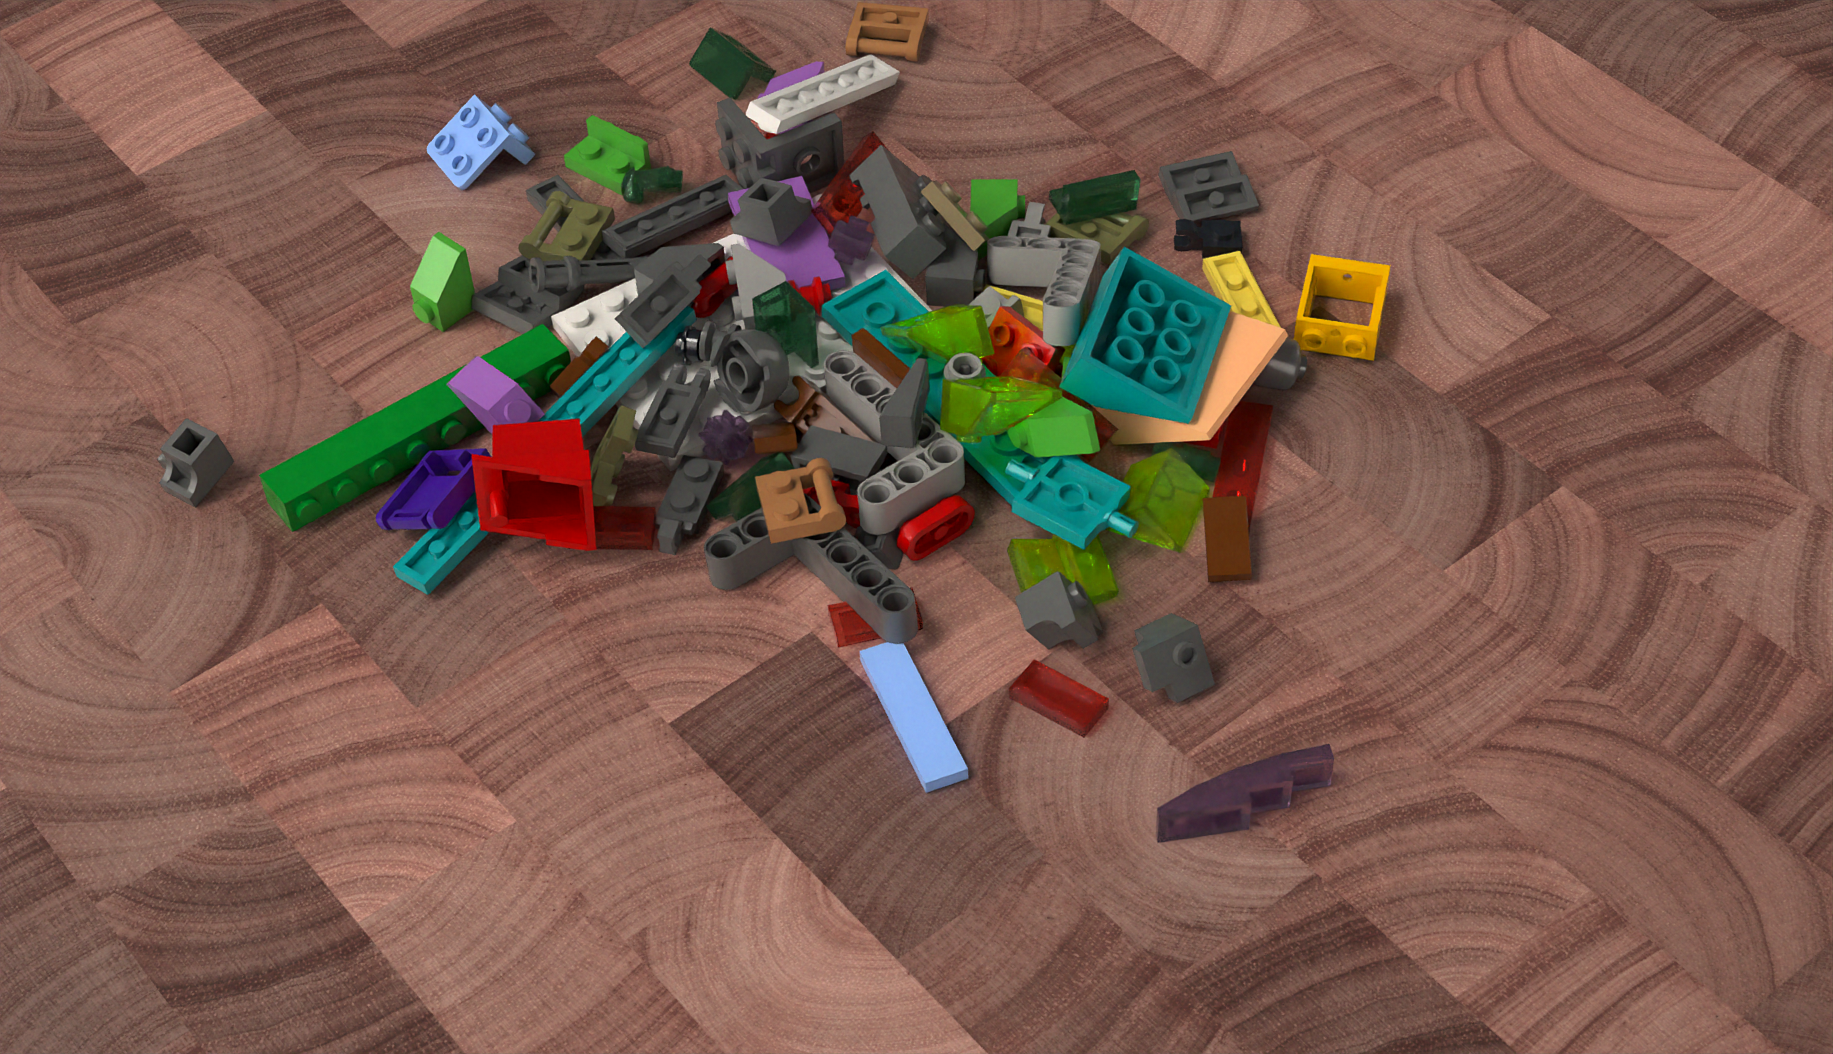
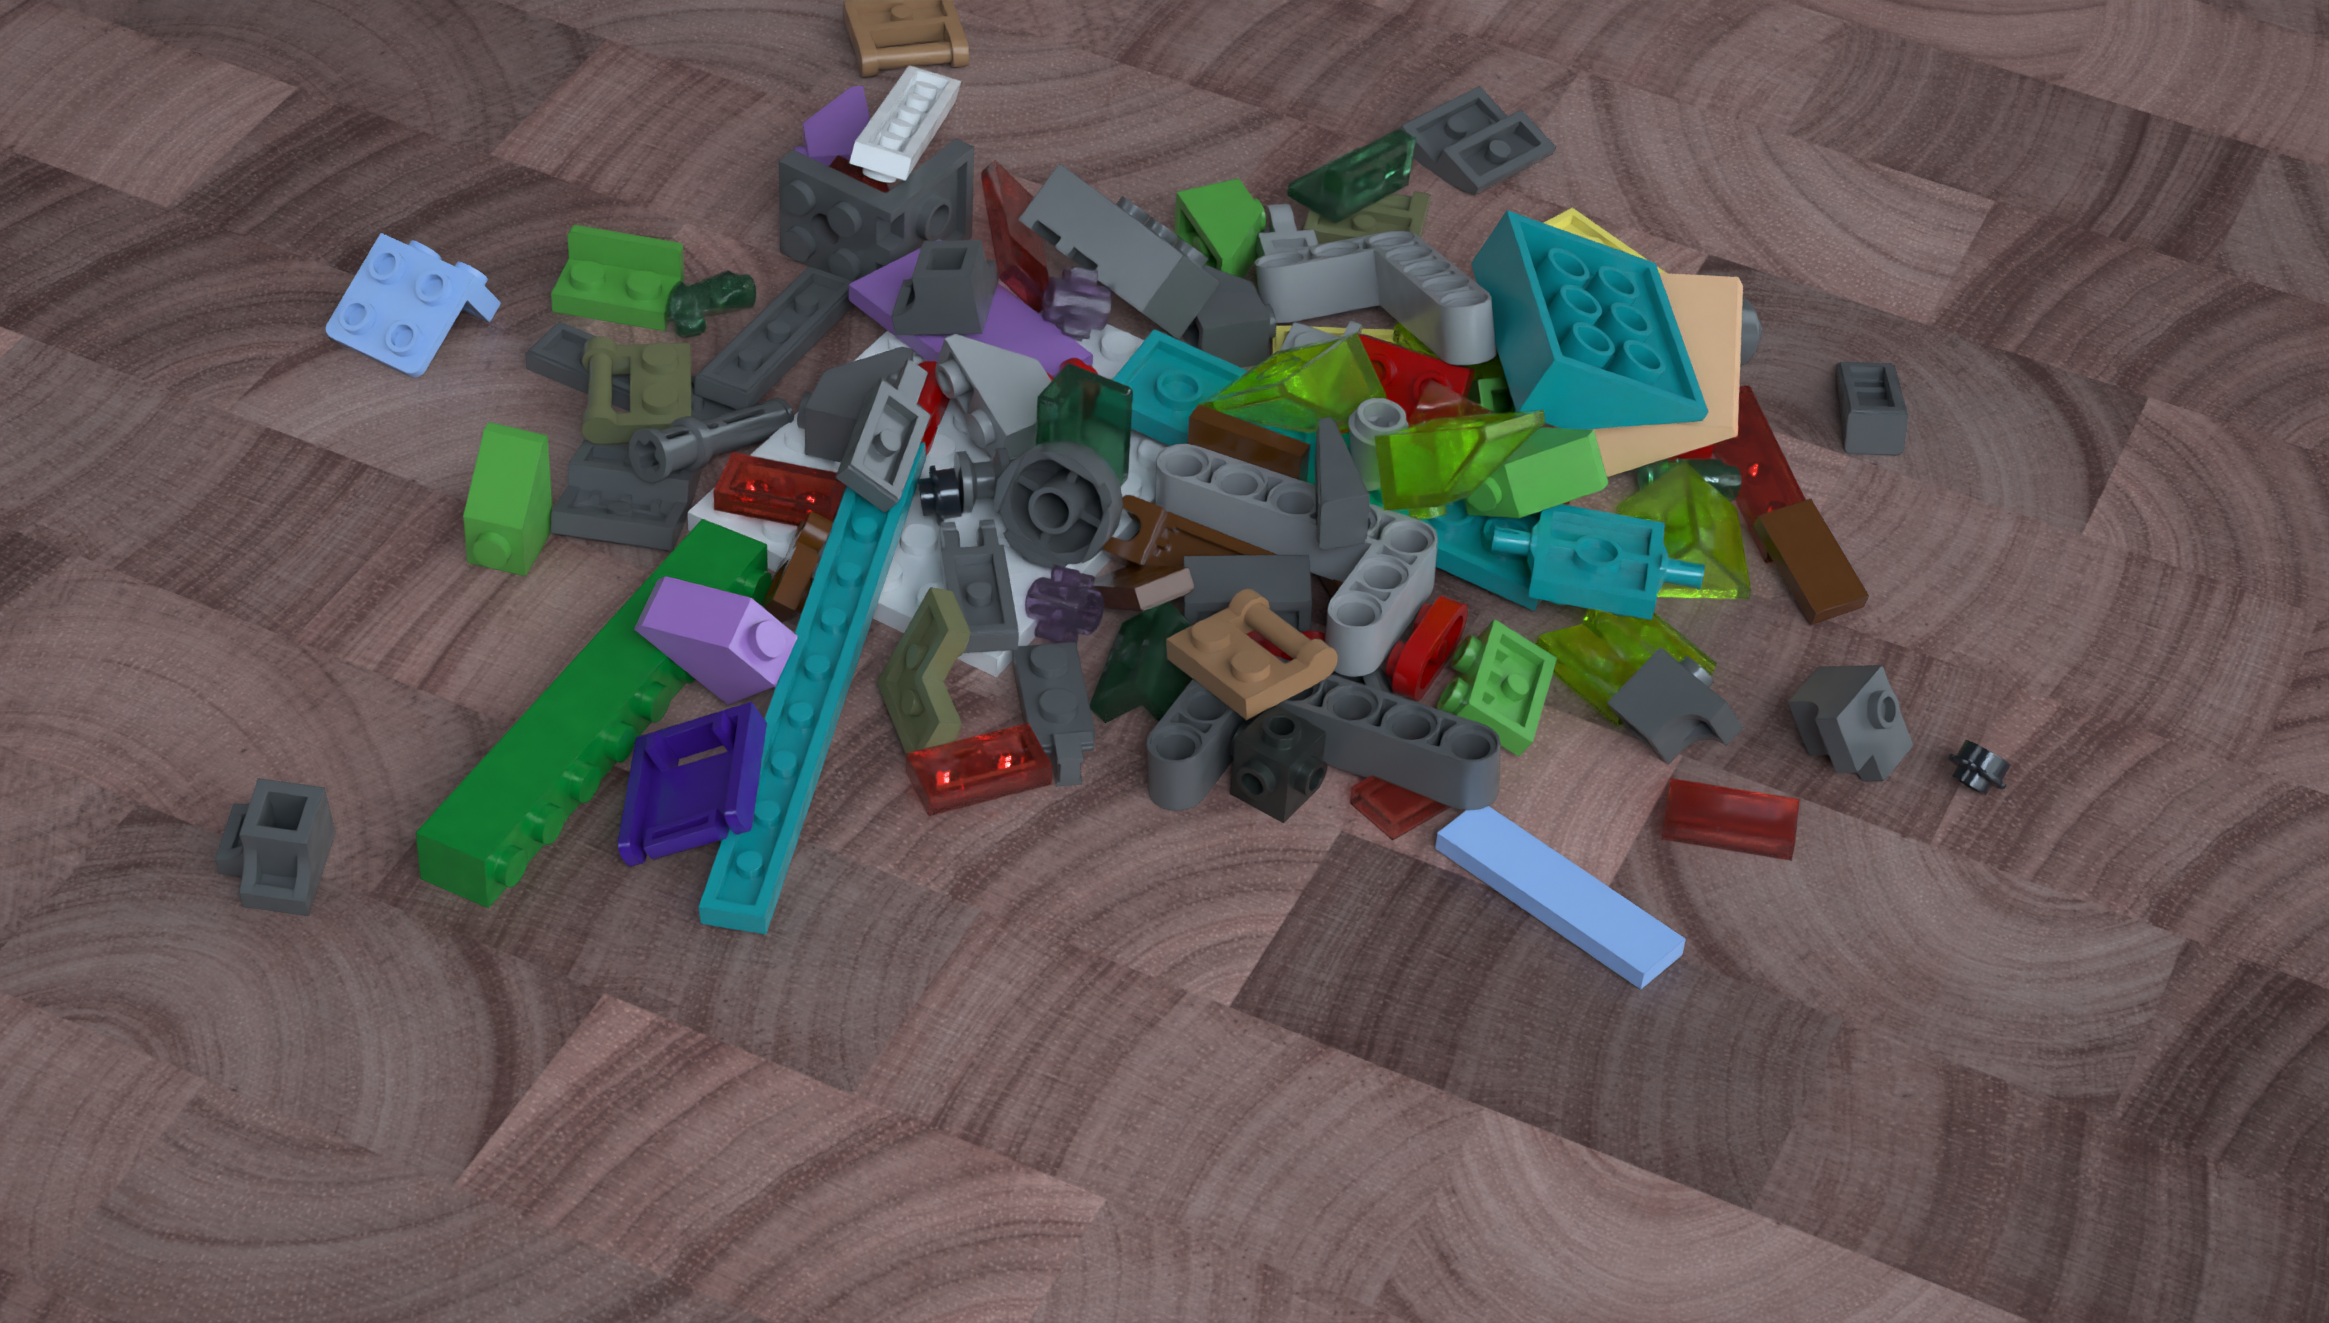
camera: 30 degrees left, 5 degrees down
(537, 484) = (891, 722): red piece -> none
(591, 315) = (776, 490): none -> clear red plate
(728, 63) = (707, 121): clear green panel -> none
(787, 576) = (1277, 762): none -> pearl dark grey brick
(945, 201) = (1190, 220): dark tan plate -> none
(963, 568) = (1500, 684): none -> bright green bracket
(1213, 237) = (1529, 195): black plate -> none
(1230, 798) = (2048, 868): clear purple slope -> none
(1243, 713) = (1979, 768): none -> black plate
(1327, 279) = (1770, 209): yellow window -> none
(1349, 446) = (1871, 408): none -> dark grey slope

